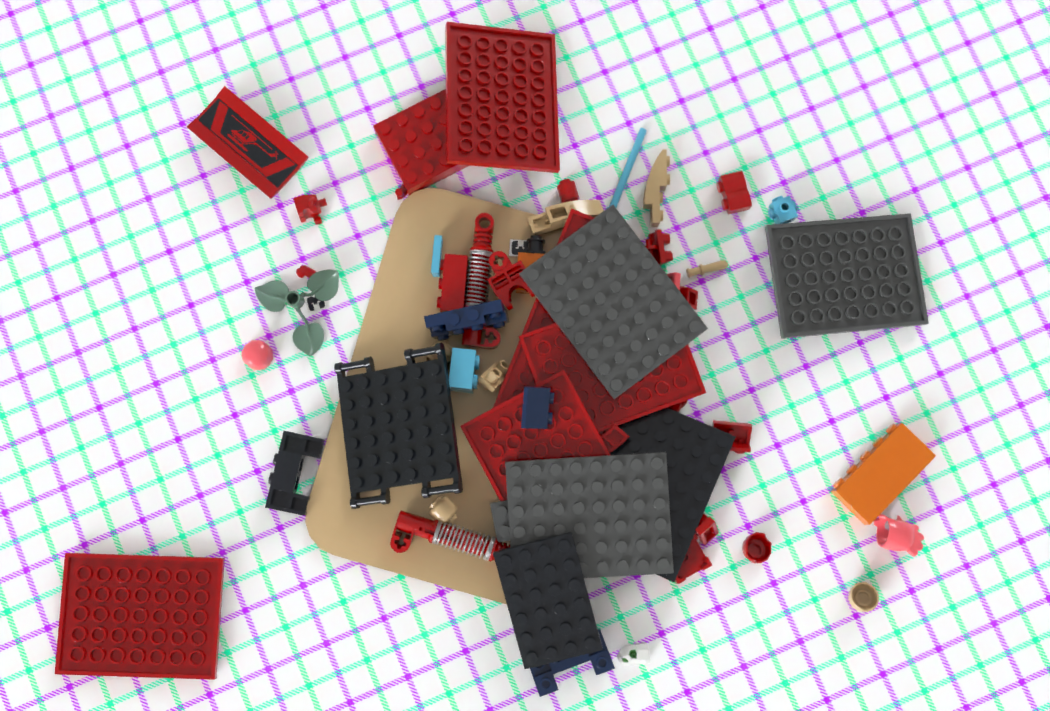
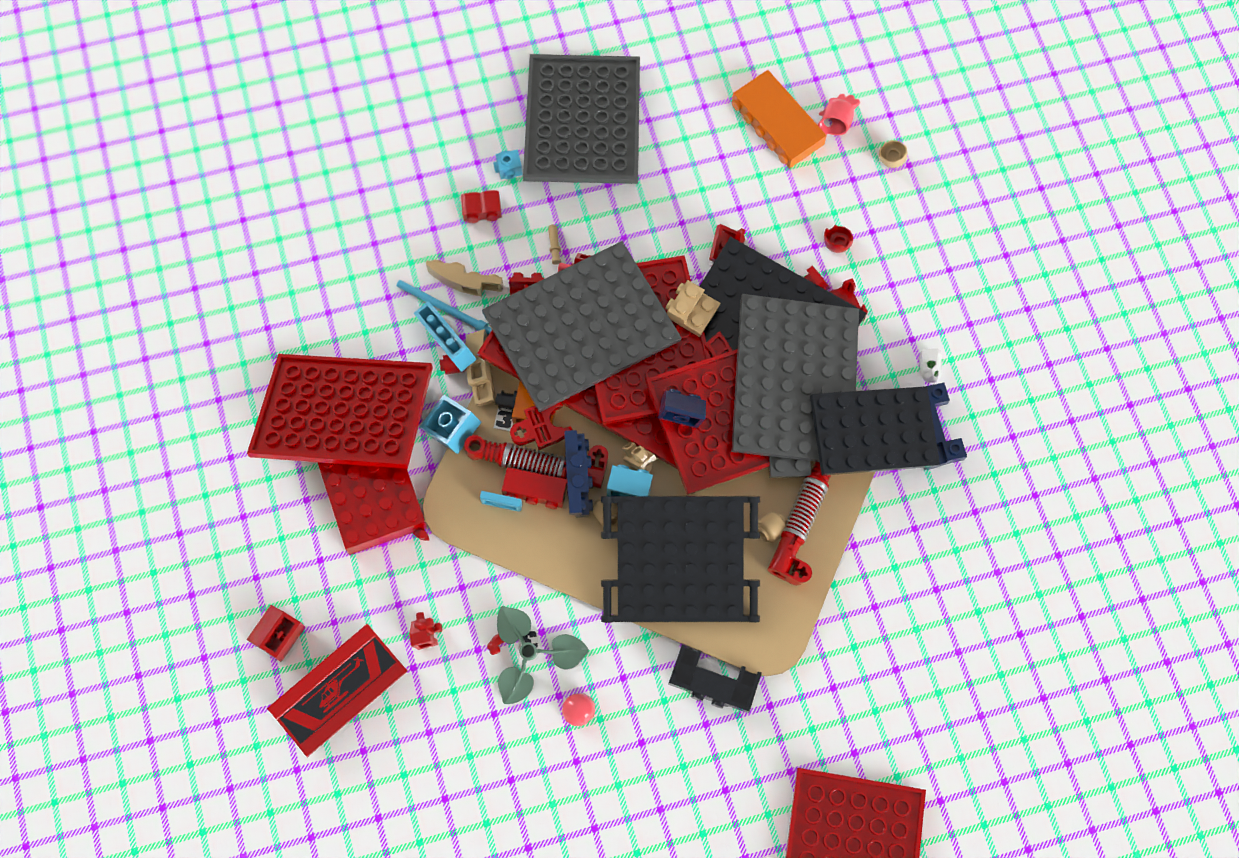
camera: 80 degrees left, 10 degrees down
(293, 81) = (276, 633): none -> red slope
(504, 198) = (450, 424): none -> medium azure brick
(589, 178) = (445, 336): none -> medium azure brick
(648, 406) = (692, 308): none -> tan plate

